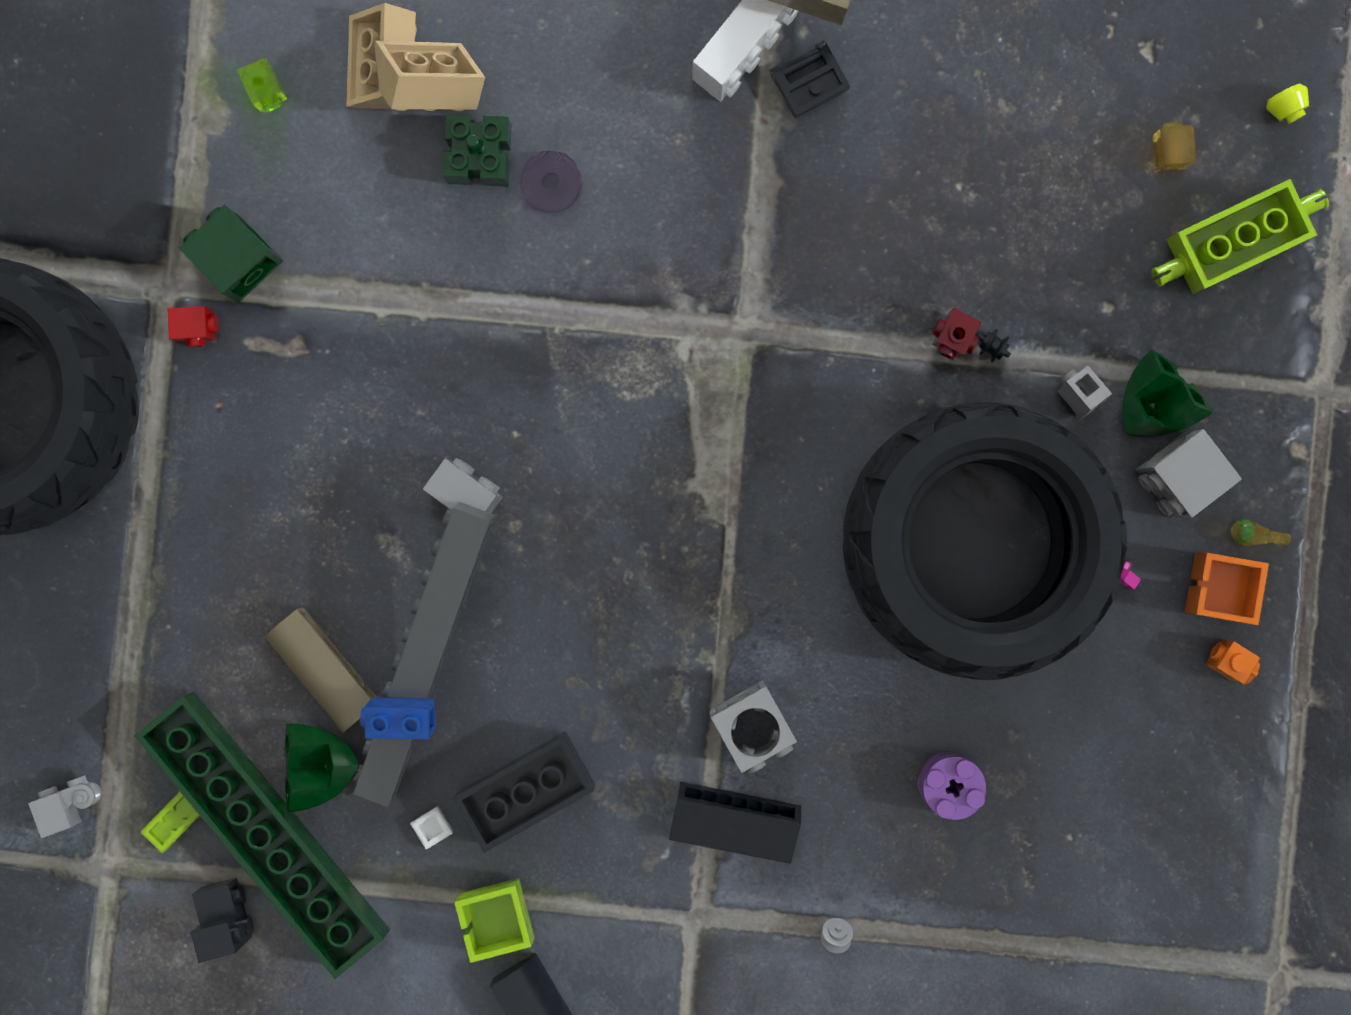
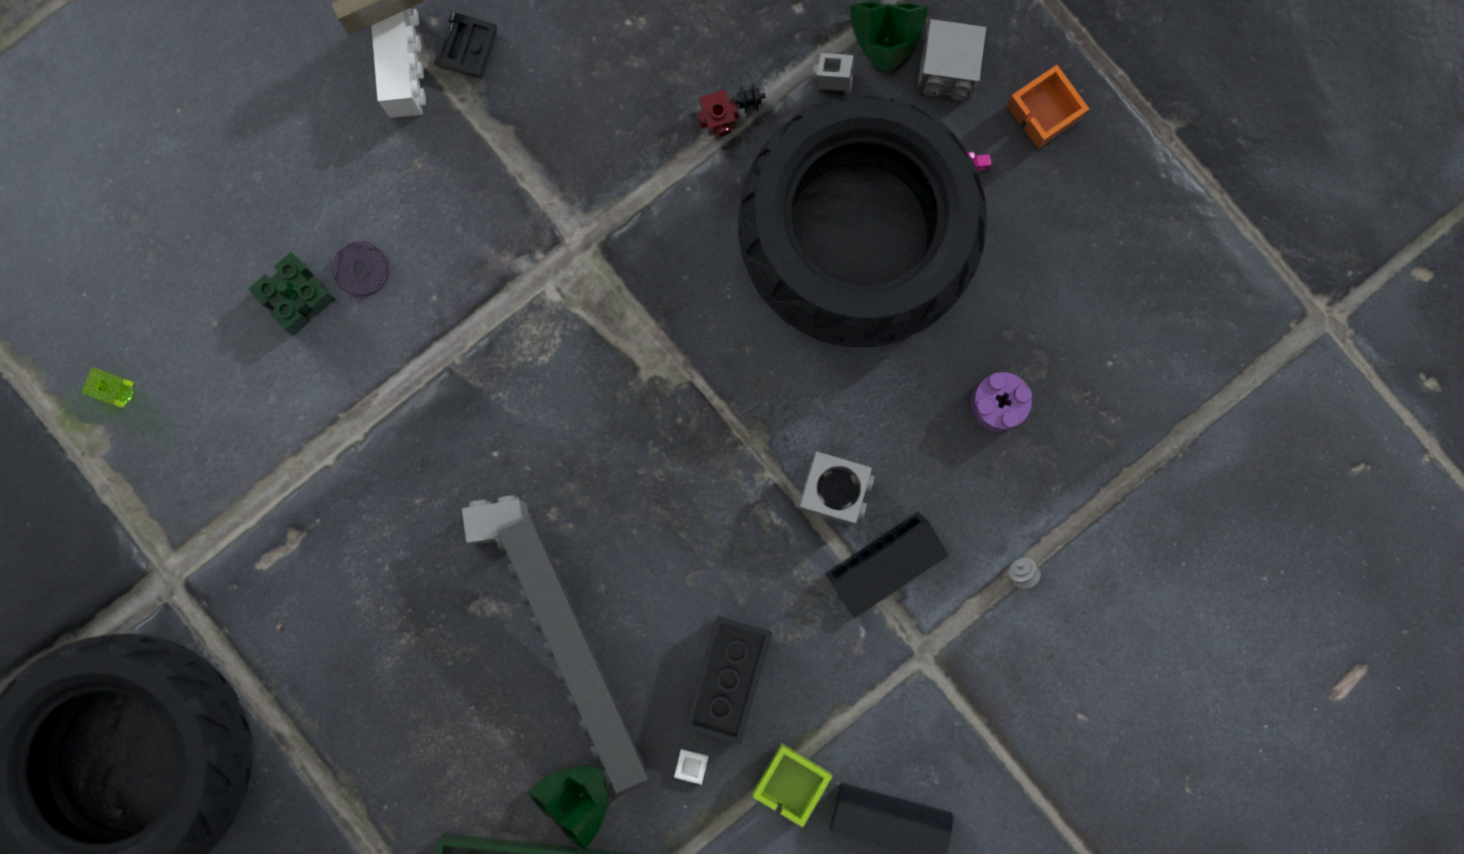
camera: 50 degrees left, 5 degrees down
(192, 325) = (210, 589): red brick -> none
(230, 253) = (190, 514): dark green brick -> none
(320, 668) = (516, 733): dark tan brick -> none
(374, 24) = (171, 295): tan slope -> none
(399, 718) = (596, 708): blue brick -> none
(427, 76) = (213, 275): tan slope -> none
(1233, 662) = (1099, 149): orange brick -> none
(1248, 533) = (1028, 59): clear yellow piece -> none

